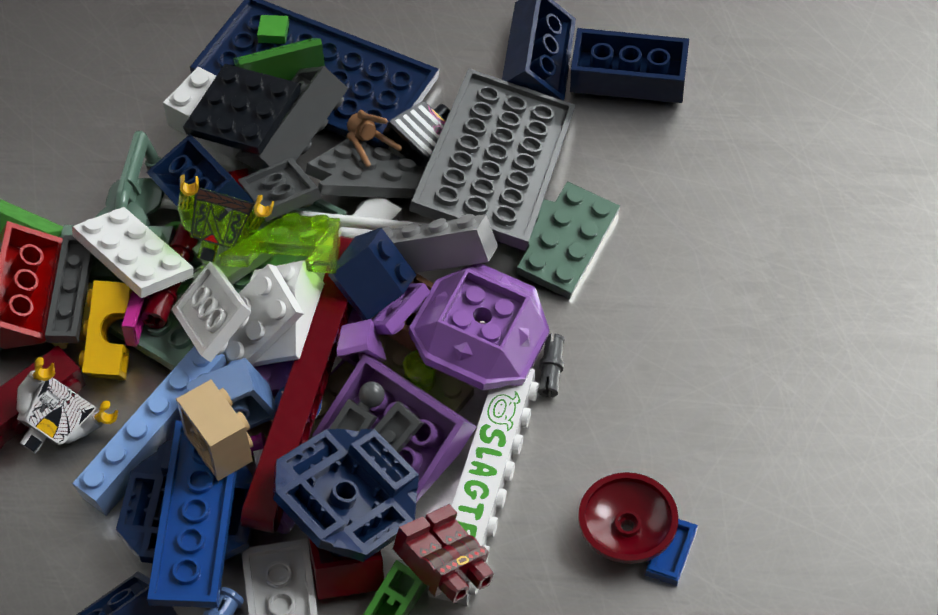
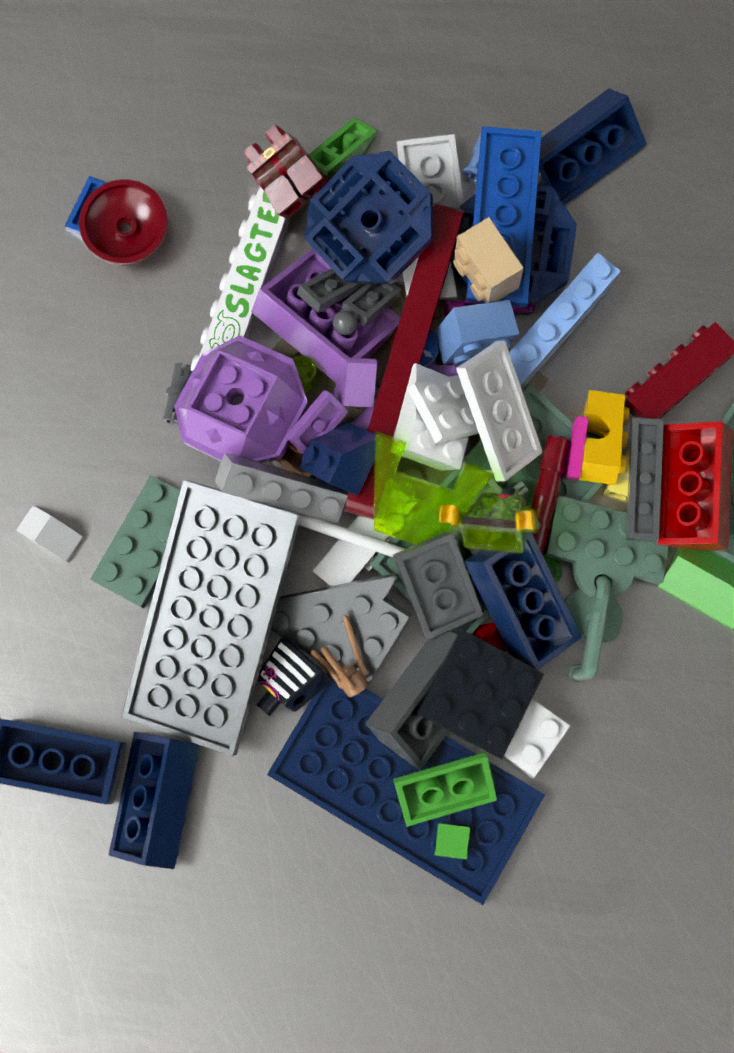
camera: 175 degrees left, 25 degrees up
(55, 410) = (643, 352): torso -> none
(132, 252) = (585, 507): white plate -> none
(668, 241) = (50, 533): none -> white slope

